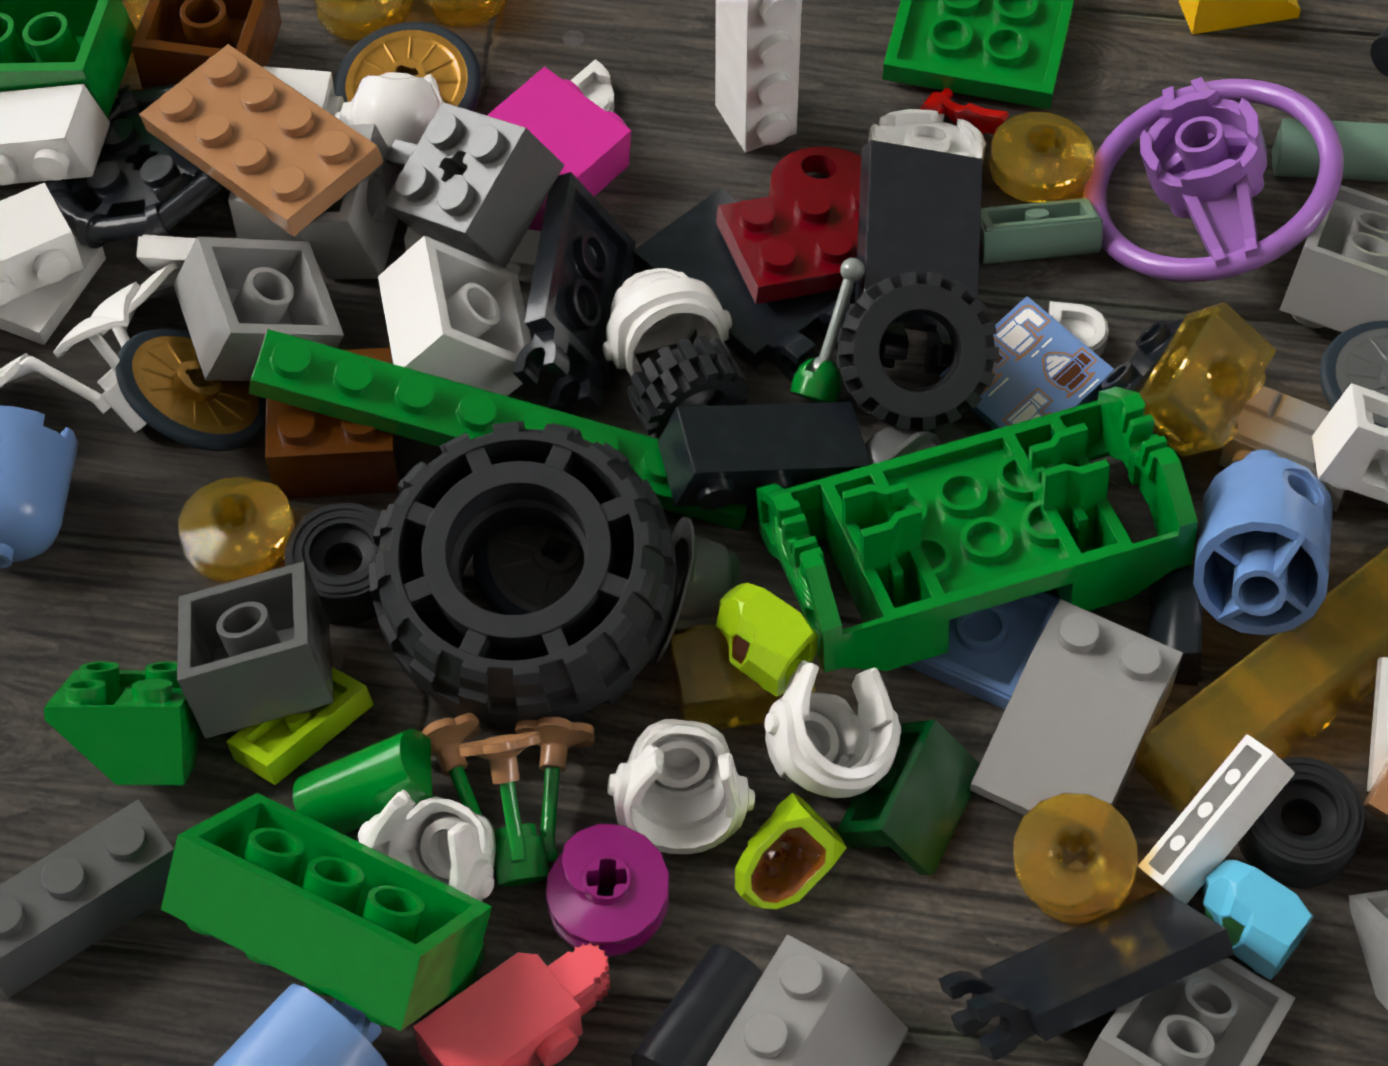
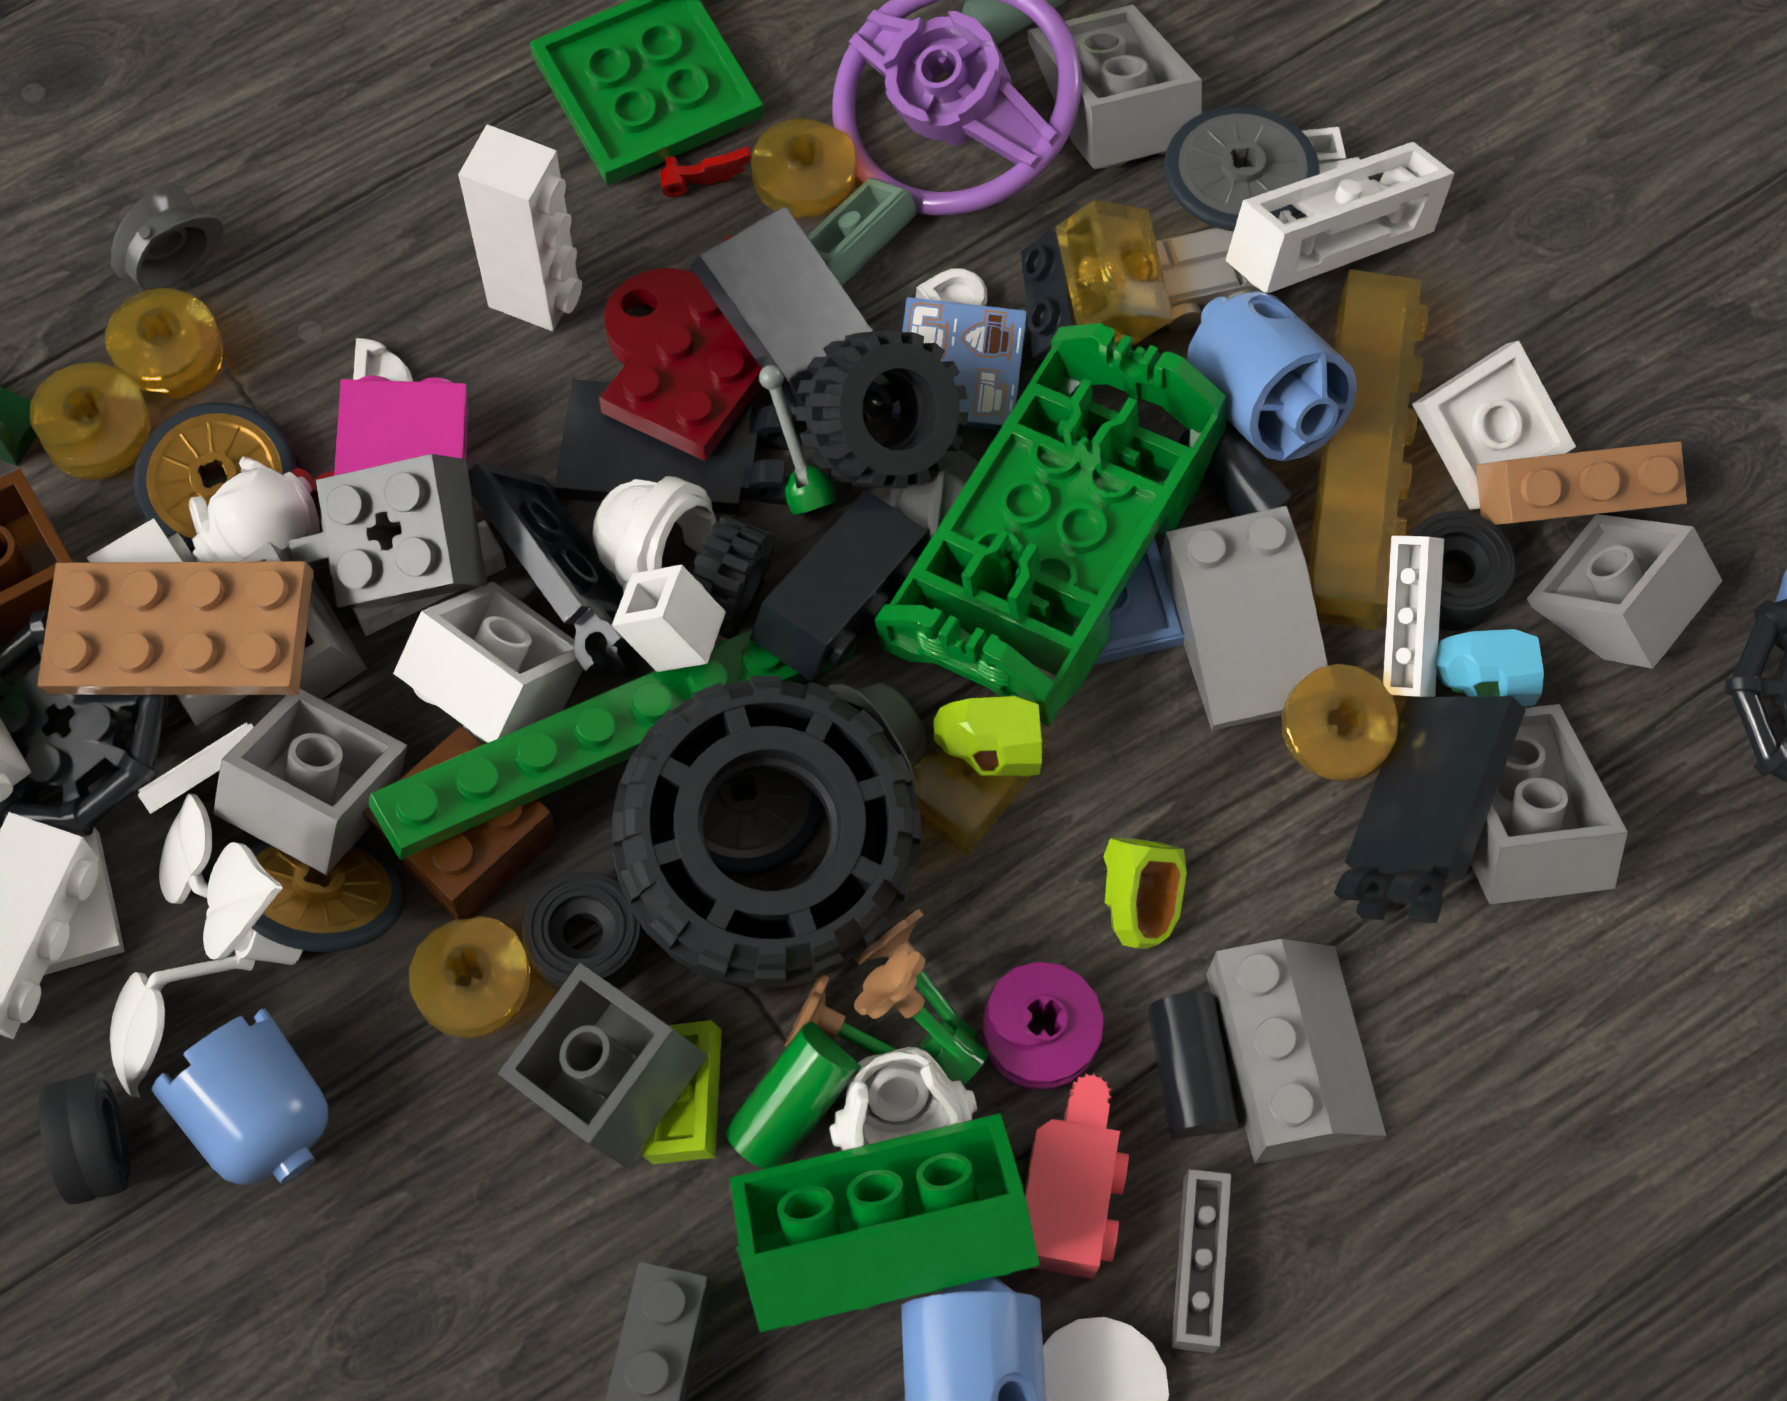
camera: 45 degrees left, 10 degrees up
(128, 722) = (548, 1201): green slope -> none
(600, 373) = (669, 618): none -> white brick
(681, 788) = (1026, 901): white helmet -> none
(824, 742) = (1100, 779): white helmet -> none
(917, 800) = (1177, 769): dark green panel -> none
(928, 131) = (695, 220): white tile -> none

